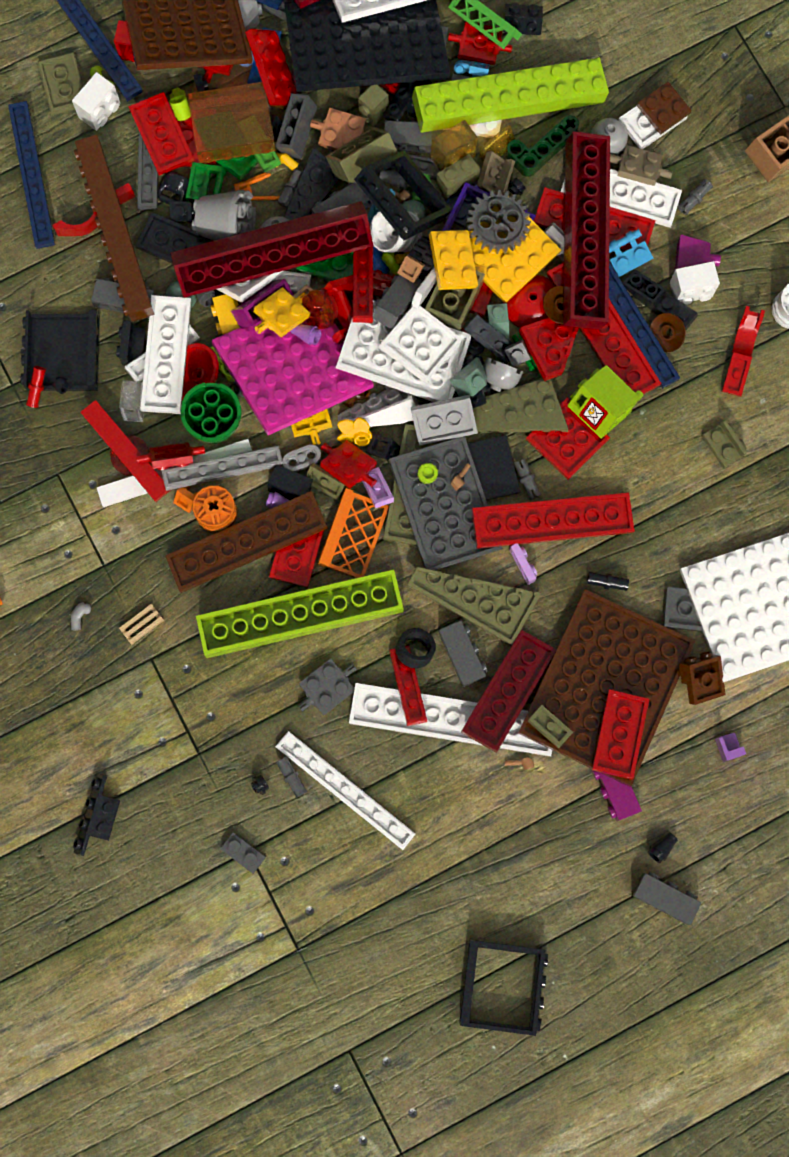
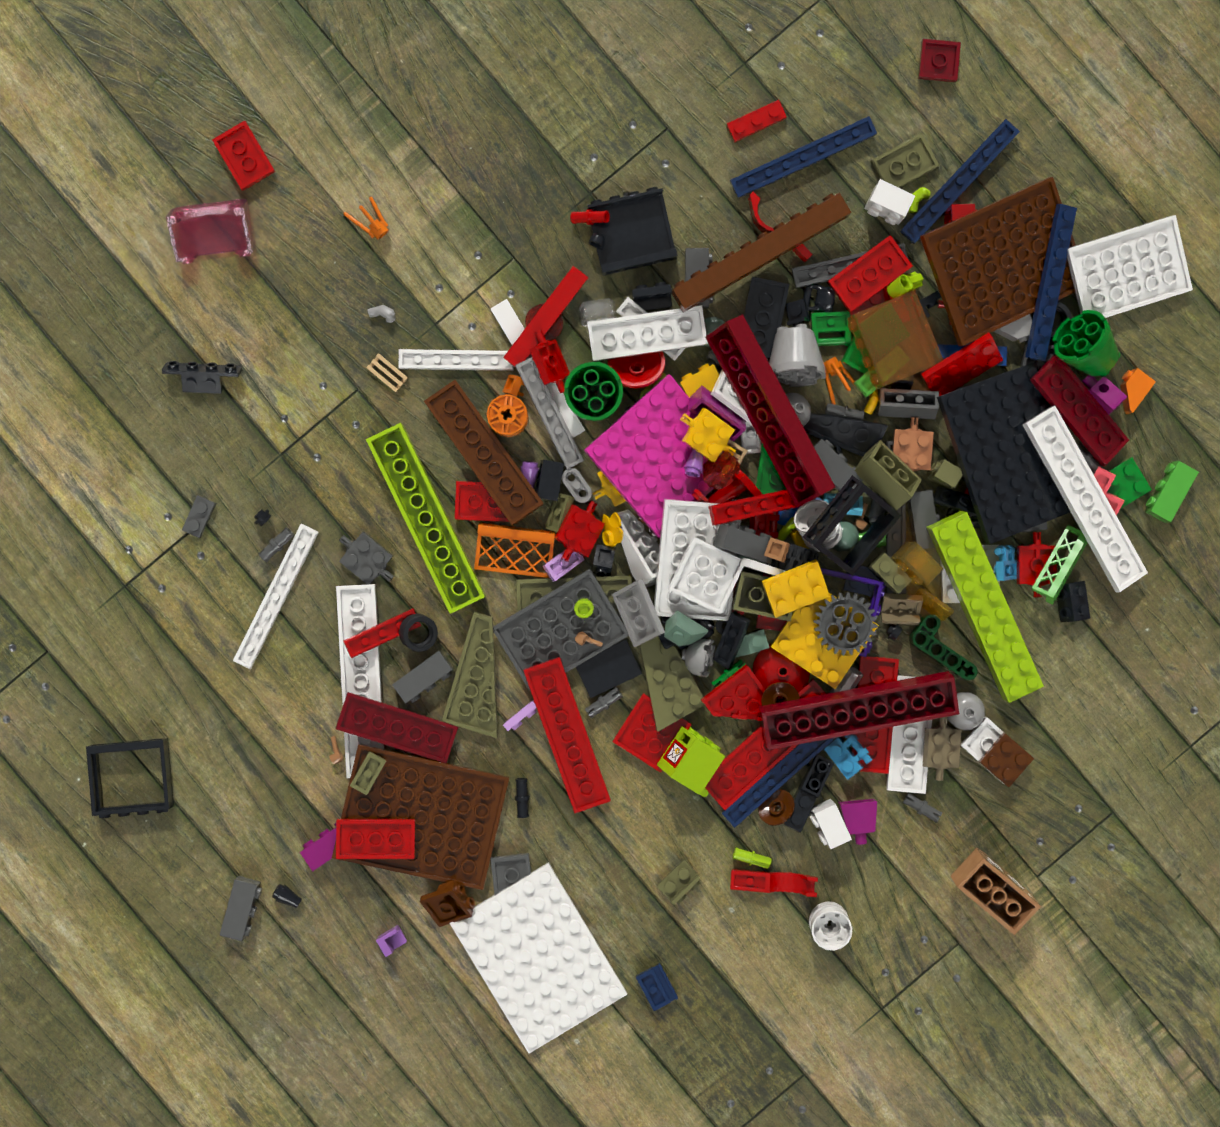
camera: 80 degrees right, 10 degrees up
(145, 554) = (453, 360): none -> white tile
(517, 353) = (722, 668): dark grey plate -> none
(714, 368) = (752, 858): none -> lime axle

